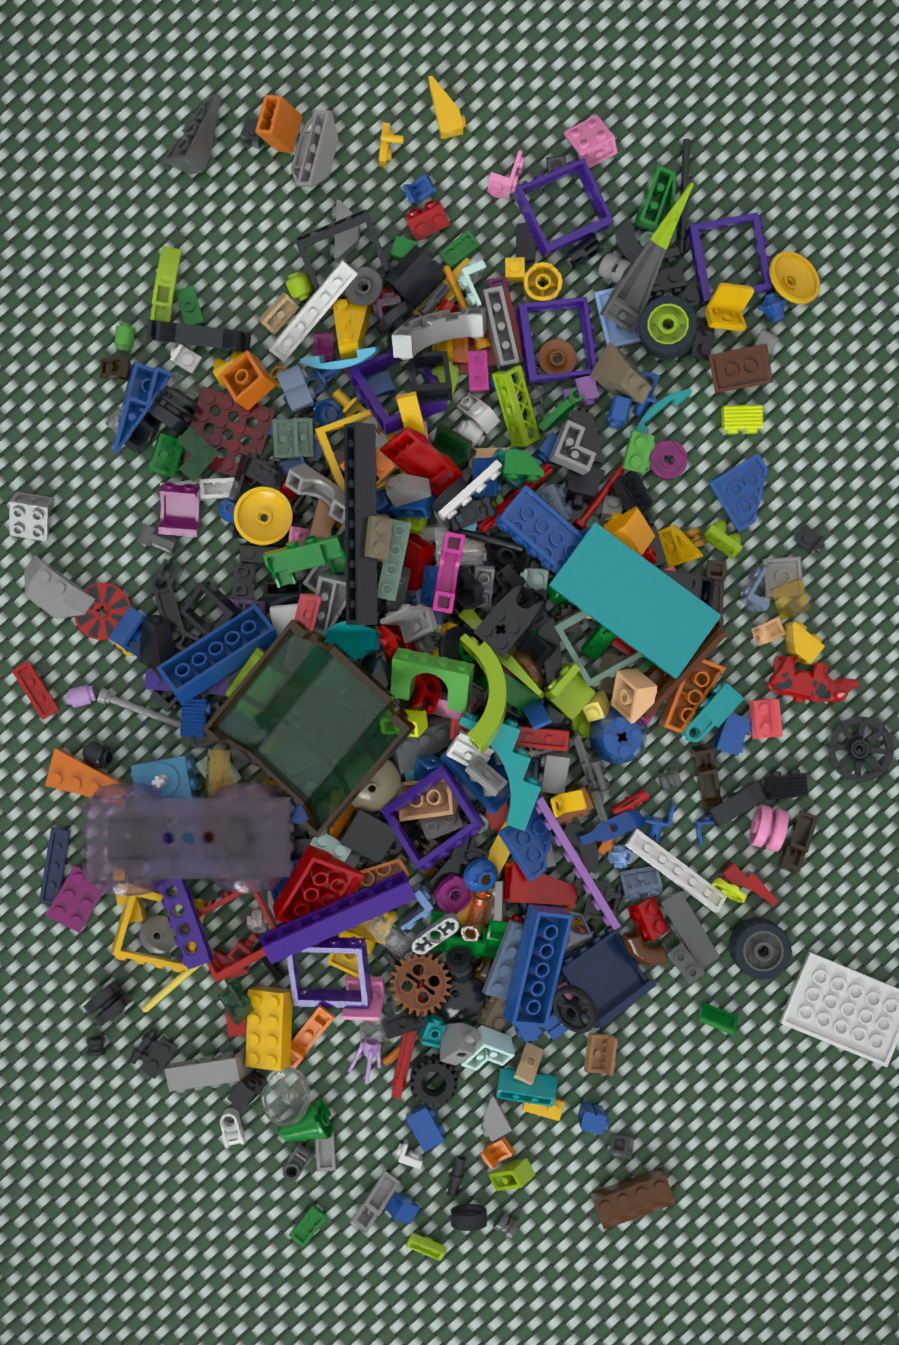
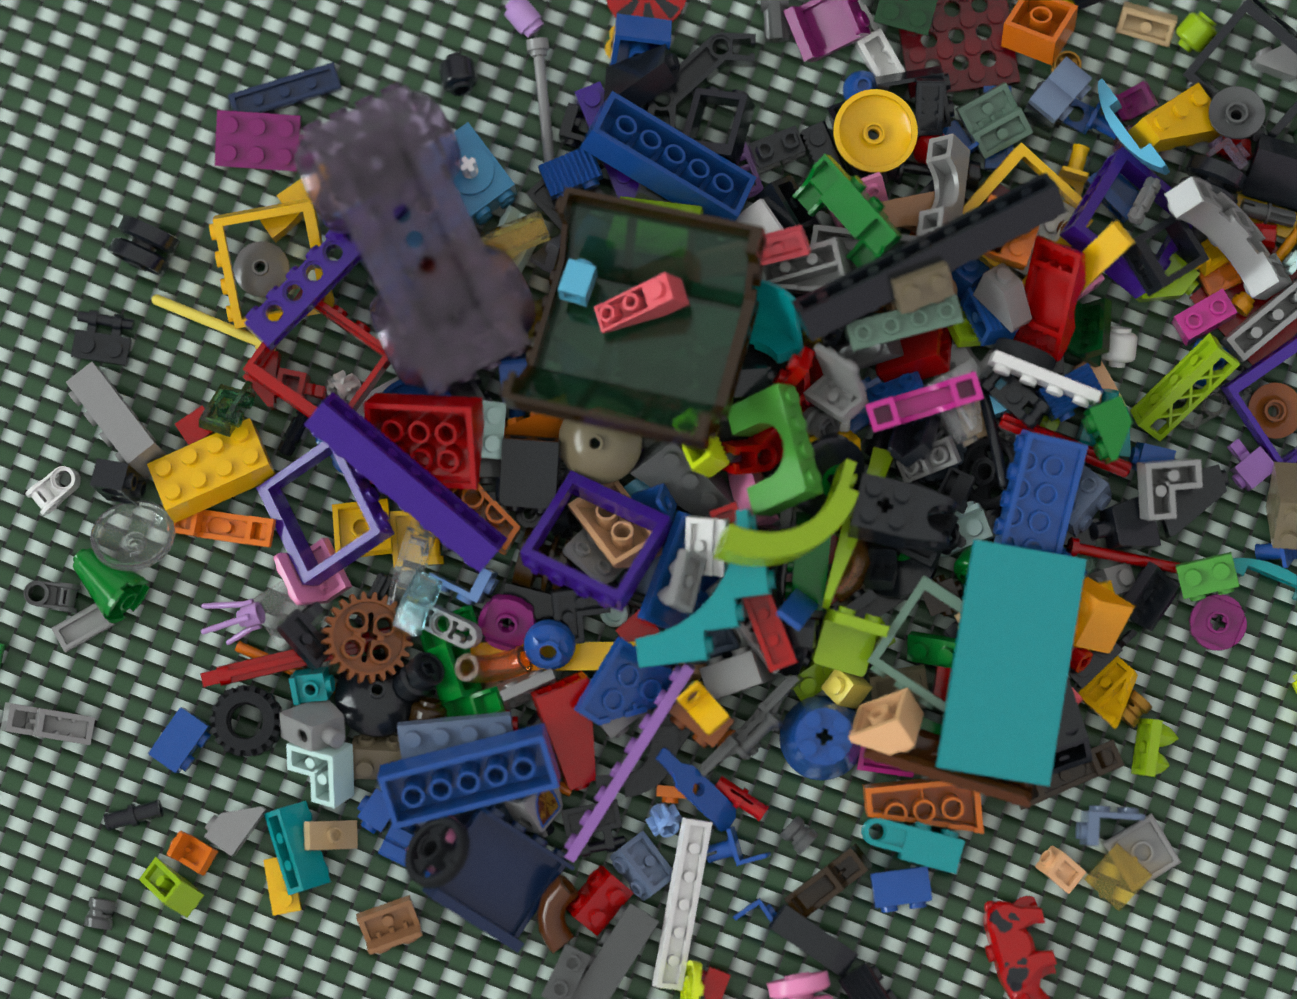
camera: 70 degrees right, 5 degrees down
(75, 776) = (418, 54): orange wedge -> none
(96, 1046) = (77, 259): black wheel -> none
(266, 749) = (577, 281): none -> medium azure brick
(300, 713) = (642, 303): none -> coral slope
(313, 311) = (1172, 65): white plate -> none
(327, 412) = (1052, 148): blue hair -> none
(390, 372) = (1144, 200): none -> light grey axle
(402, 1207) = (58, 763): blue brick -> none
(409, 1158) = (128, 742): white bracket -> none
(414, 944) = (416, 602): none -> clear light blue slope
(426, 1246) = (21, 821): lime plate -> none
(468, 1217) = (88, 856): black tyre -> none
(478, 412) = (1151, 343): white slope -> none
(562, 409) = (1211, 449): green plate -> none
(592, 1118) = (300, 955): blue brick -> none
(618, 412) = (1245, 524): blue brick -> none
(741, 491) = (1226, 740): blue plate -> none
(765, 718) = (943, 922): coral bracket -> none
(801, 643) = (1066, 918): yellow slope -> none
(809, 540) = (1208, 863): black bracket -> none

